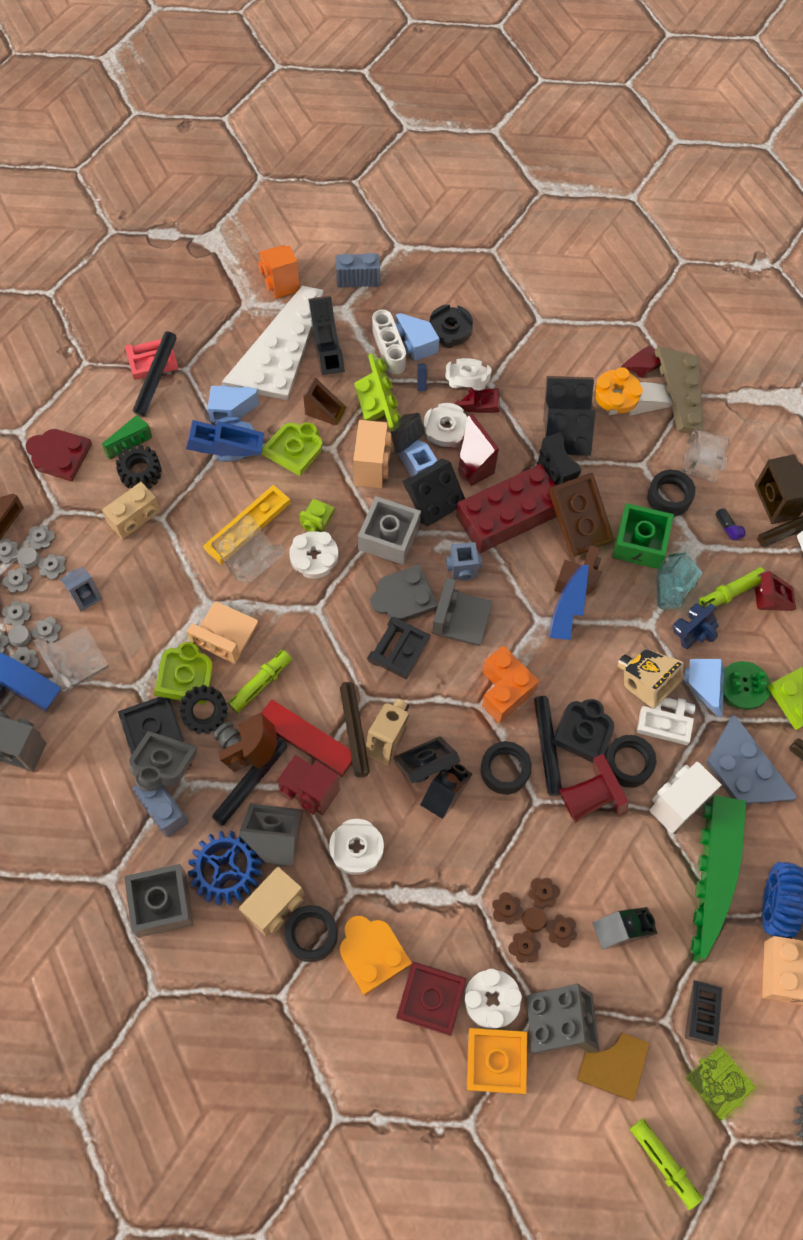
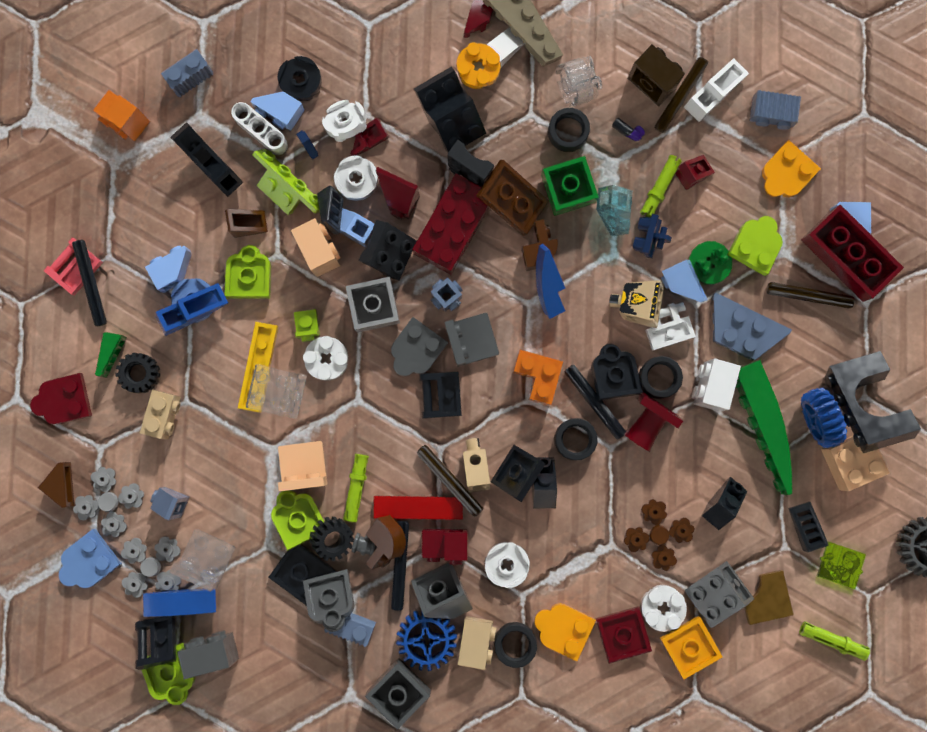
camera: 30 degrees left, 20 degrees up
(278, 353) = (174, 199): white wing -> none

